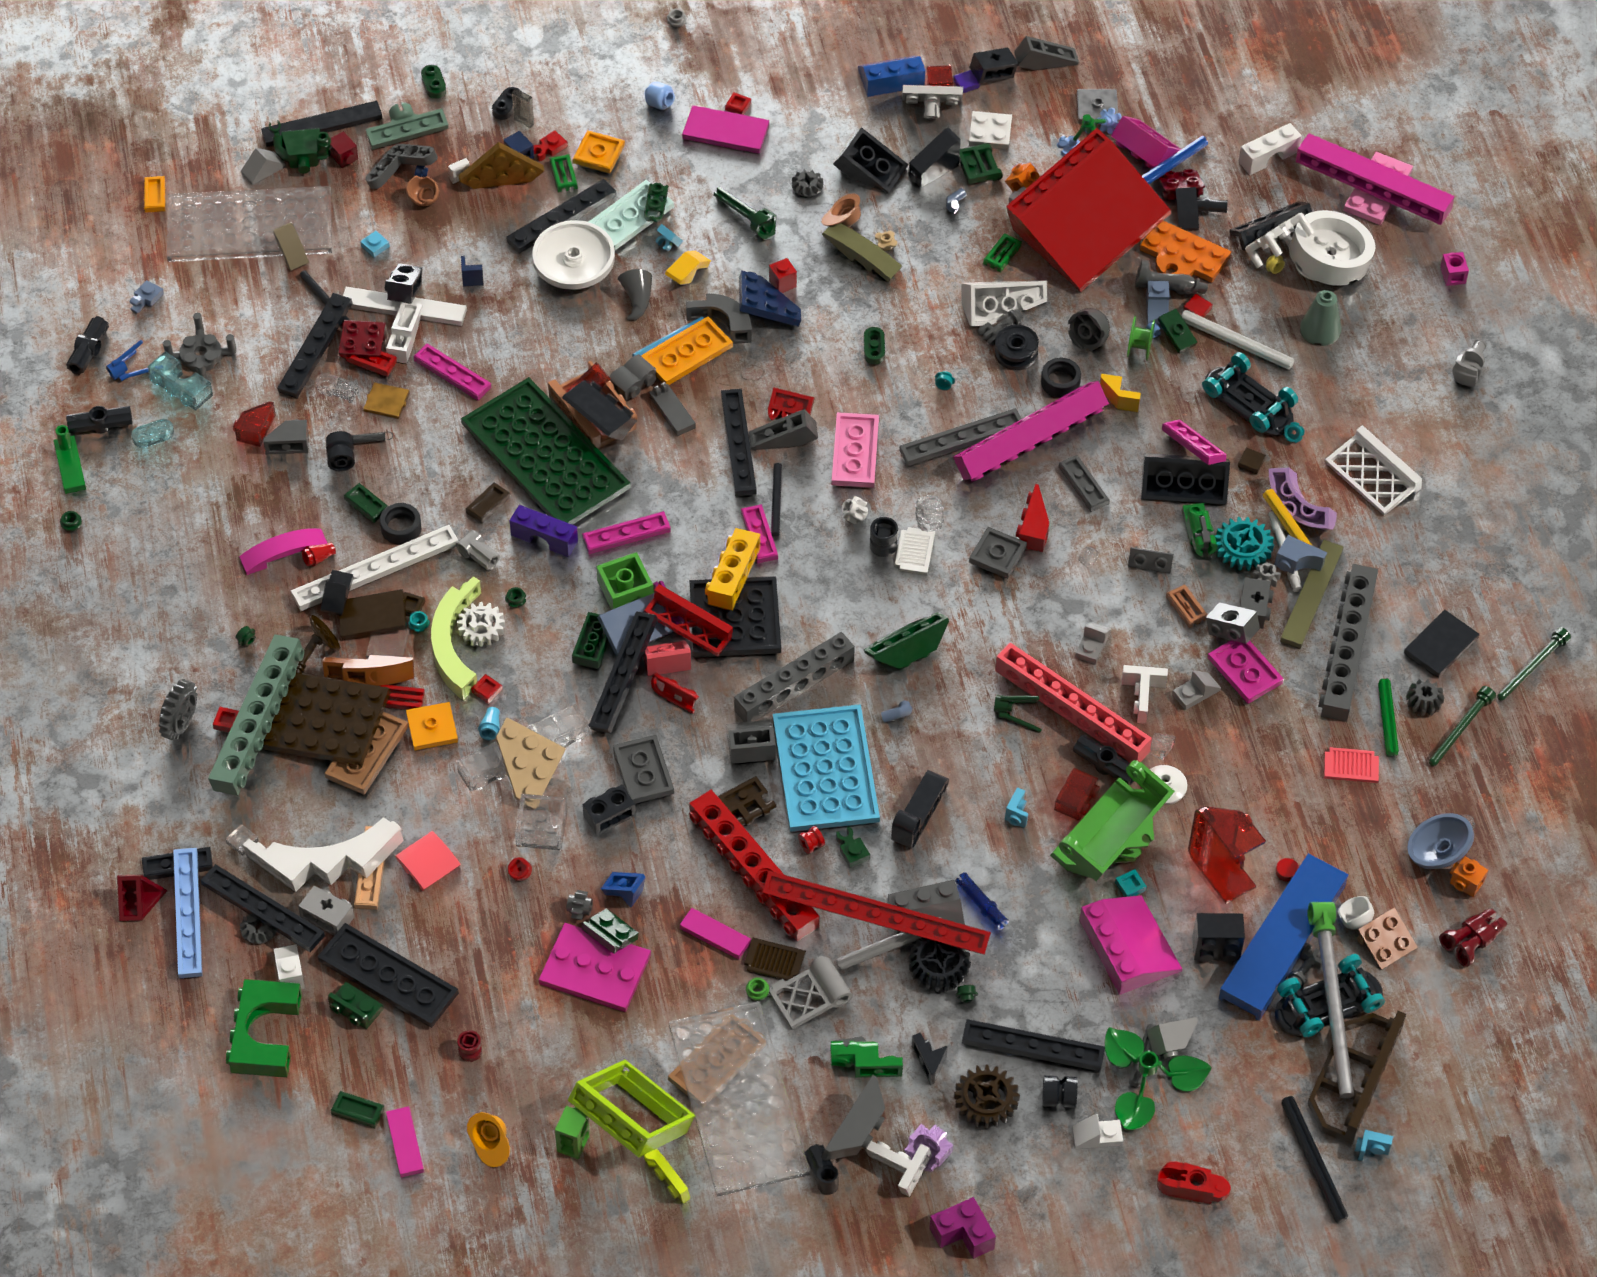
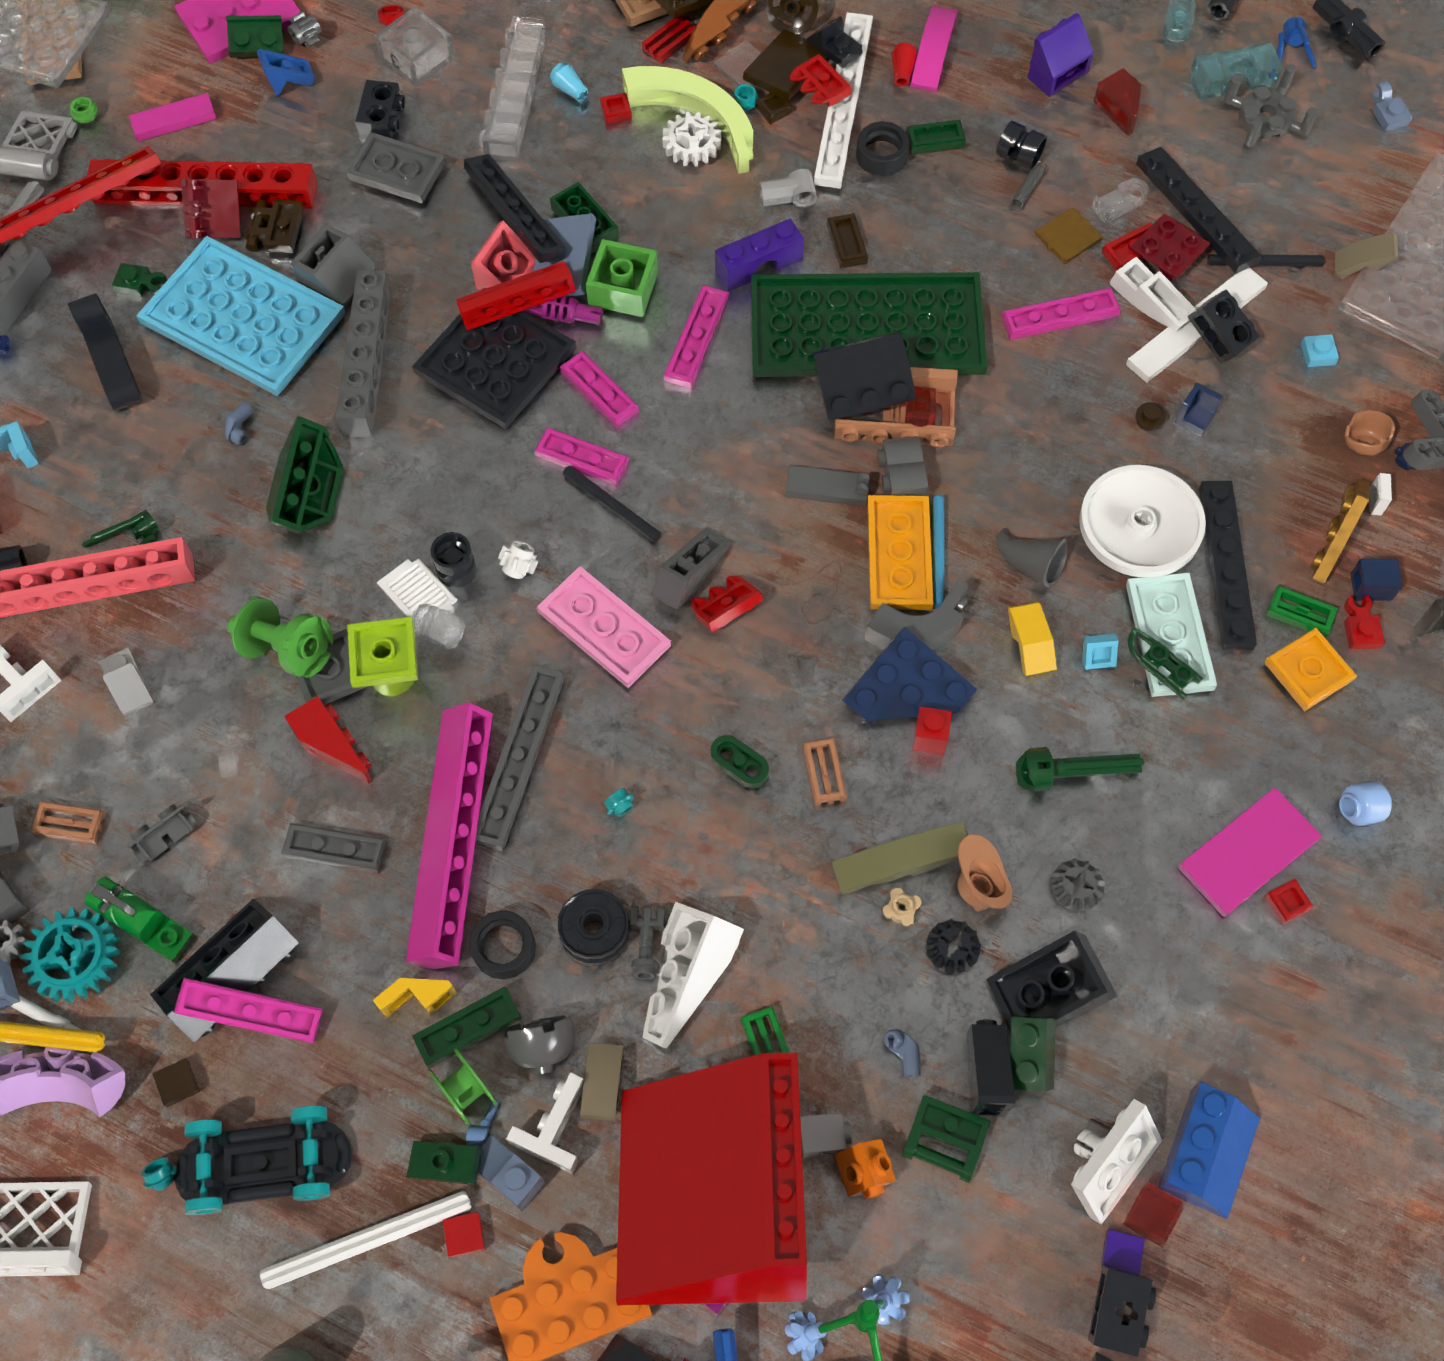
camera: 130 degrees right, 10 degrees up
(249, 470) = (1060, 55): none -> dark purple slope
(288, 438) = (1077, 119): dark grey slope -> none
(380, 573) = (822, 80): none -> red plate
(432, 726) = (613, 43): light orange plate -> none
(492, 293) = (1150, 416): none -> dark brown plate
(513, 593) = (700, 189): dark green plate -> none
(527, 758) = (489, 69): tan plate -> none
(671, 689) = (463, 245): red piece -> none
(707, 553) = (599, 389): none -> dark pink tile
(733, 569) = (559, 414): yellow brick -> none
(738, 442) = (722, 515): black plate -> none
(770, 839) = (211, 208): none -> dark red hinge
(774, 959) = (103, 142): dark brown window -> none
(811, 839) = (176, 245): red wheel -> none
(846, 314) = (828, 797): none -> nougat tile
(879, 216) = (959, 960): none -> black gear
(910, 145) = (1033, 1052): none -> dark green brick
(972, 510) = (383, 655): none -> lime plant
(990, 129) = (1002, 1211): white plate -> none
(1002, 552) = (299, 643): none -> bright green piece
(1081, 297) = (602, 1082): none -> dark tan slope
(1111, 364) = (466, 1027): none -> dark green plate
(1121, 301) = (551, 1127): none -> white bracket
(1177, 282) = (520, 1229): dark grey piece -> none

